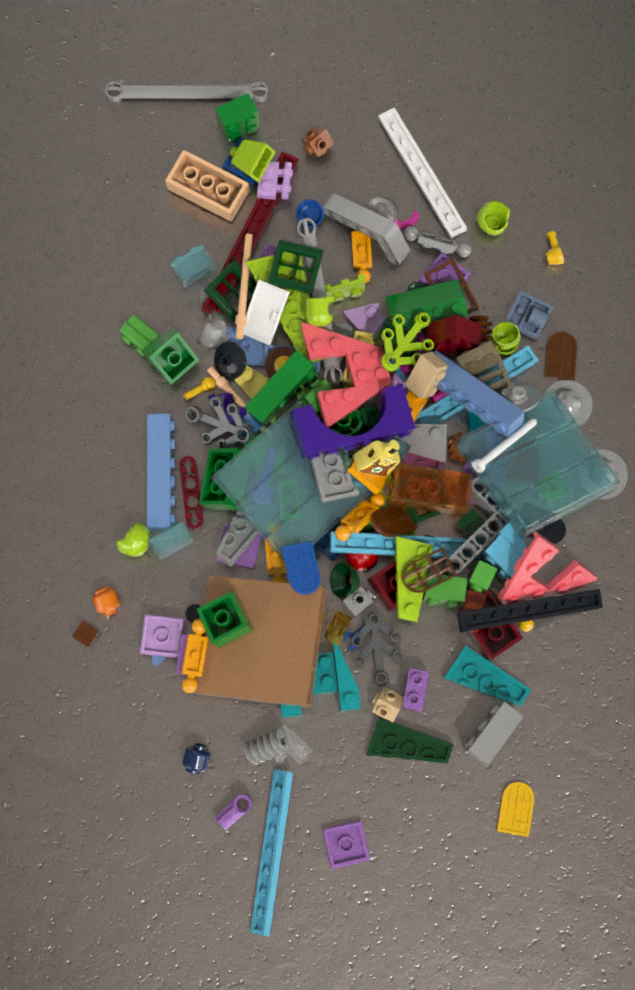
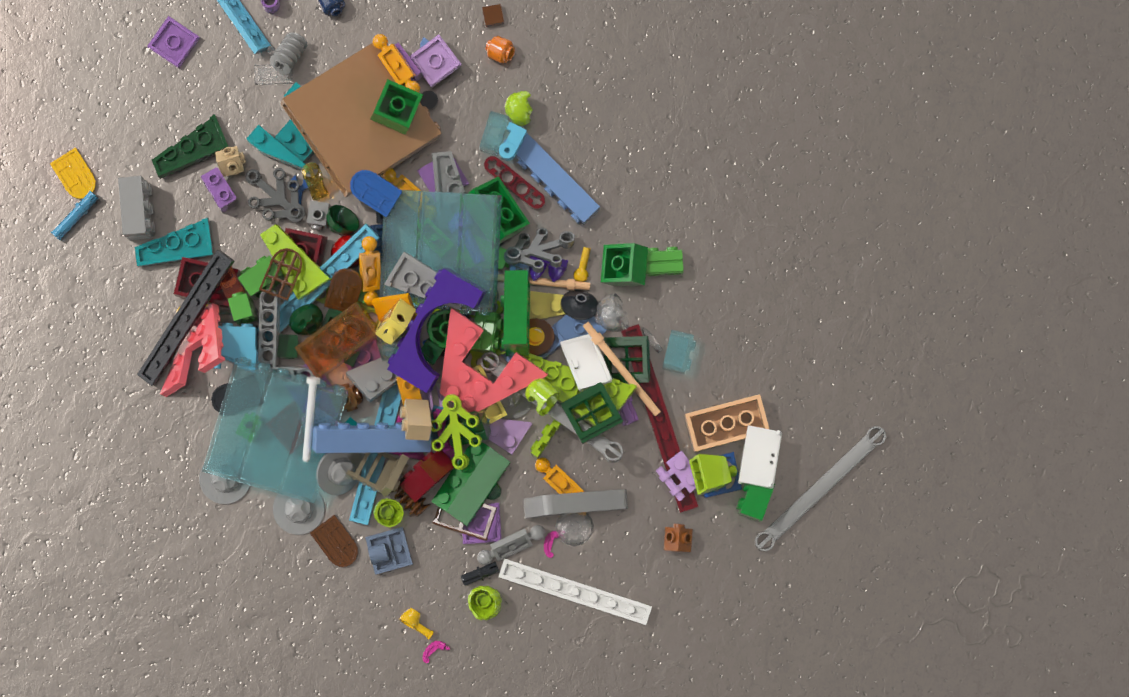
camera: 140 degrees right, 5 degrees up
(168, 514) = (513, 142): none -> medium azure leg
(209, 136) = (757, 463): none -> white door
(310, 209) = (629, 475): blue hair -> none
(439, 528) = (304, 316): none -> dark green piece
(478, 242) = (479, 573): none -> black axle
(535, 776) = (79, 210): none -> dark azure pin
(557, 225) = (432, 648): none -> dark pink piece

